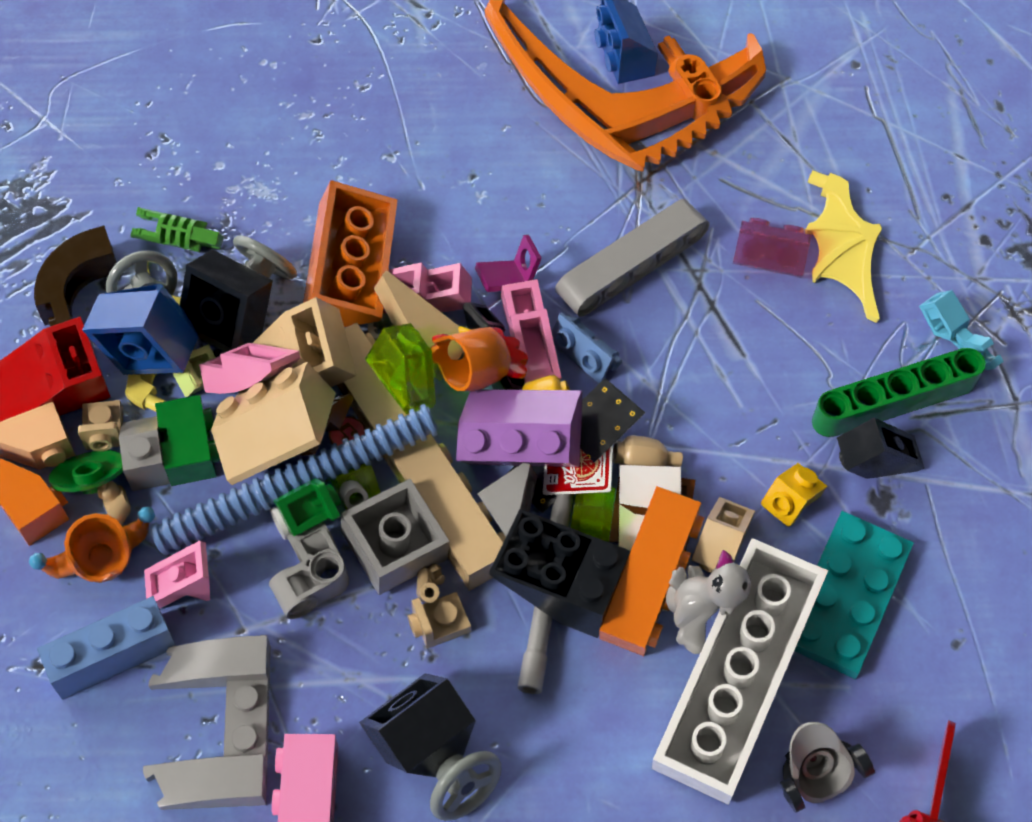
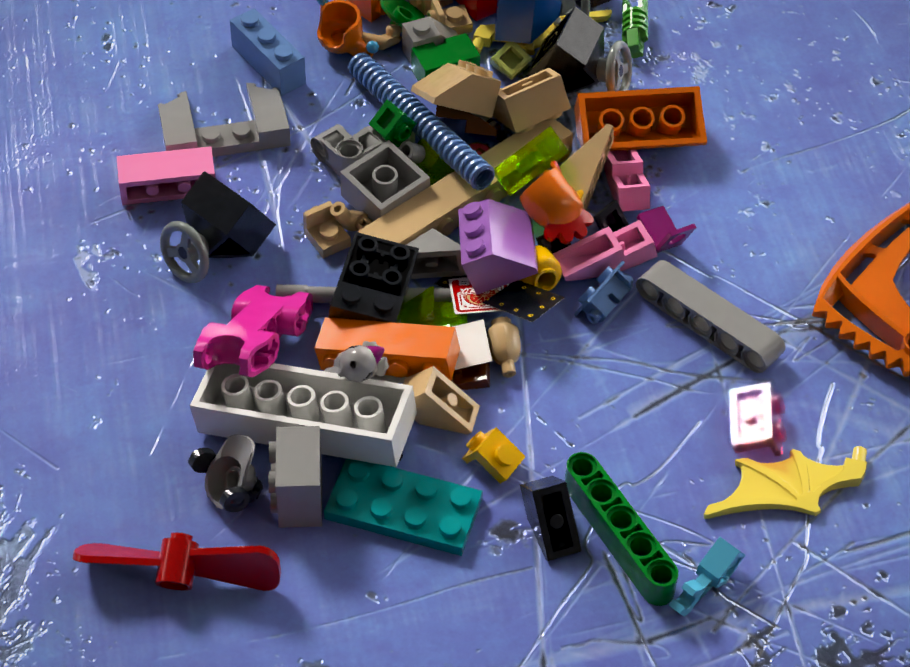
camera: 80 degrees right, 10 degrees down
(179, 576) = (331, 83): bright pink slope -> none
(245, 367) = (506, 67): bright pink slope -> none
(650, 717) = (254, 331): none -> dark pink piece
(832, 687) = (296, 476): none -> light grey brick

